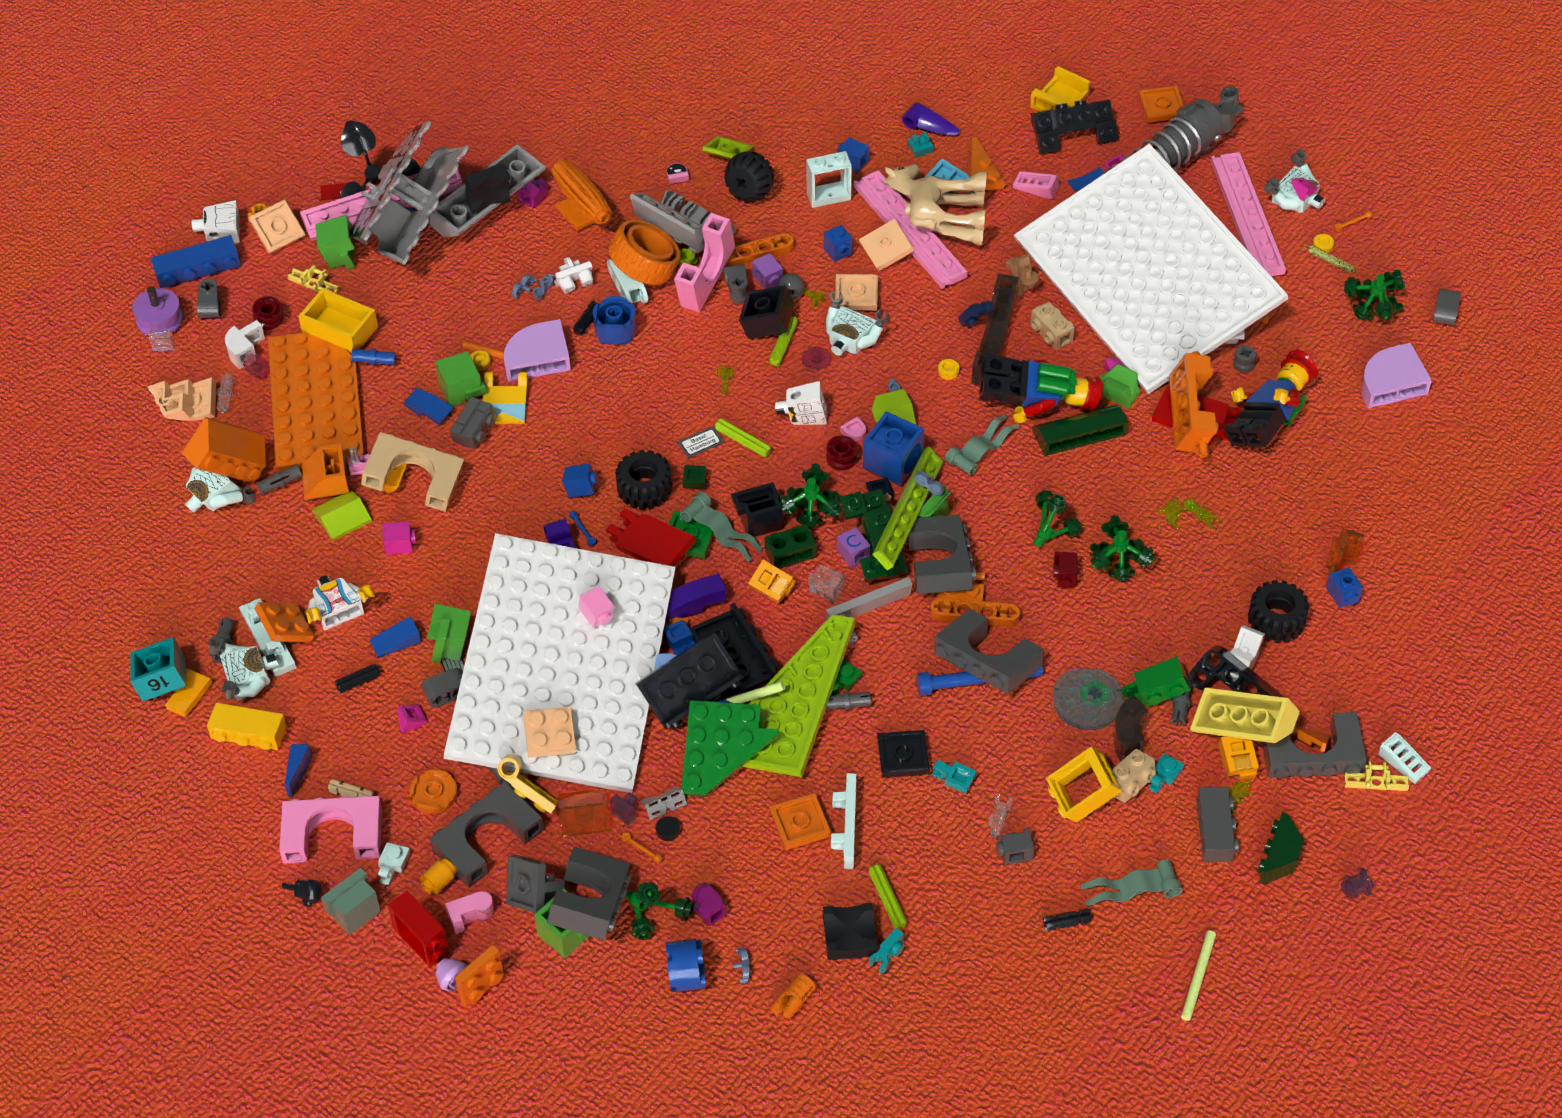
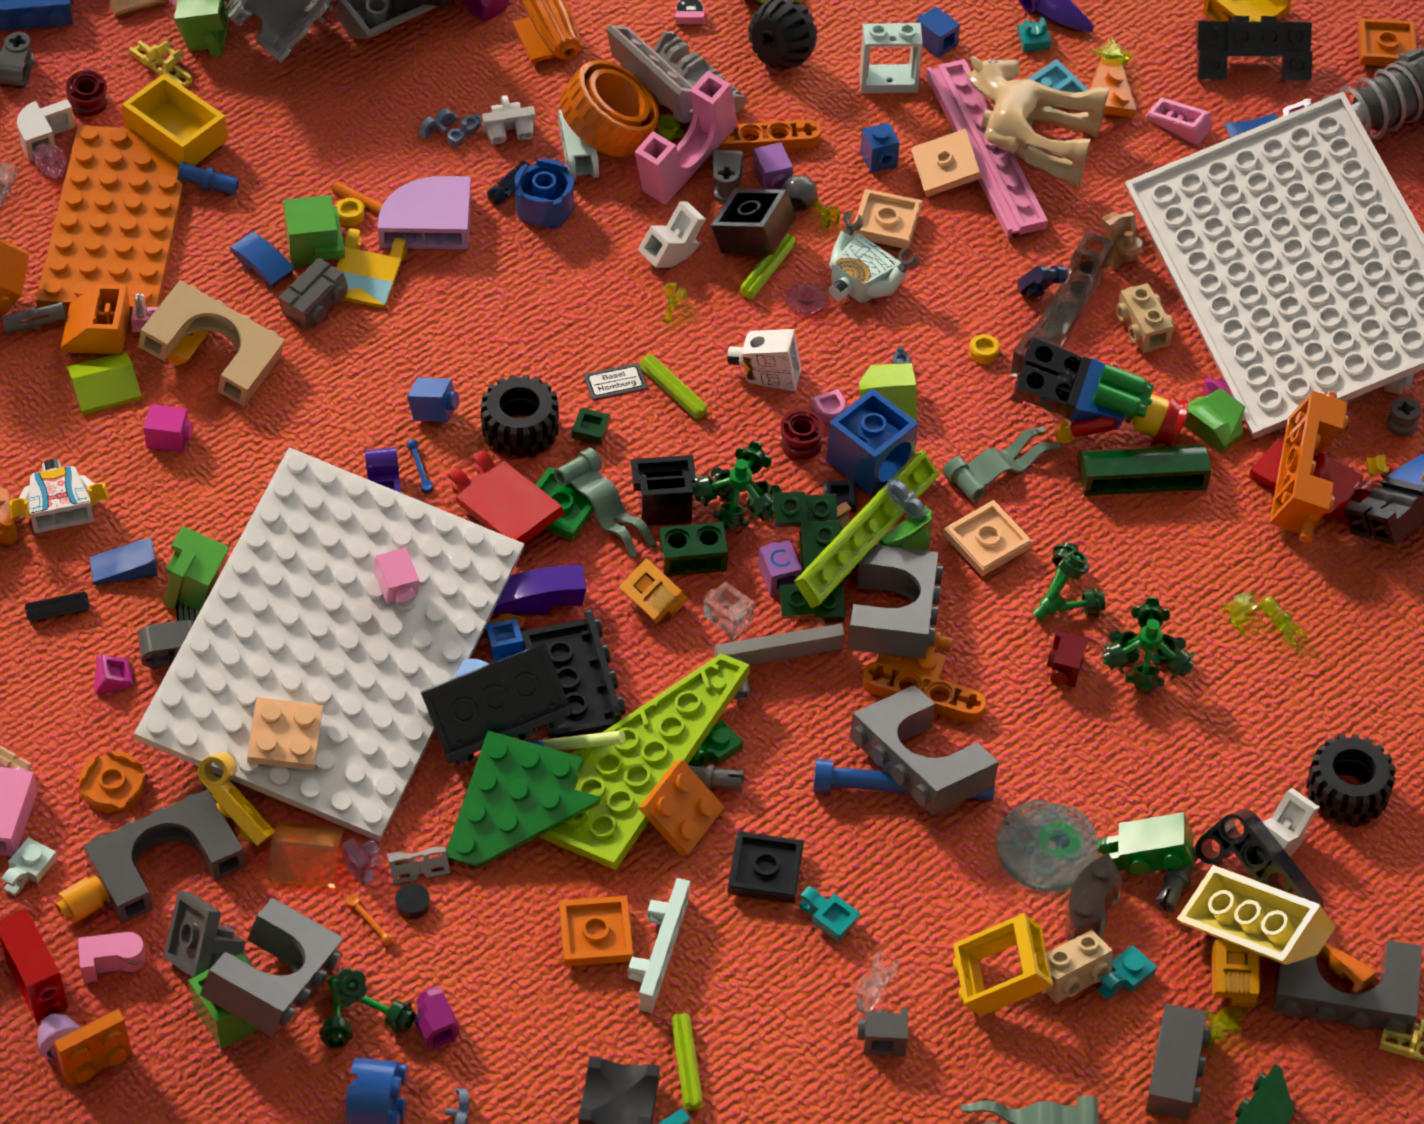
camera: 10 degrees right, 0 degrees up
(716, 335) = (675, 242): none -> white brick
(835, 725) = (681, 807): none -> orange plate
(979, 145) = (1114, 52): none -> clear neon green piece
(988, 498) = (987, 538): none -> light nougat plate

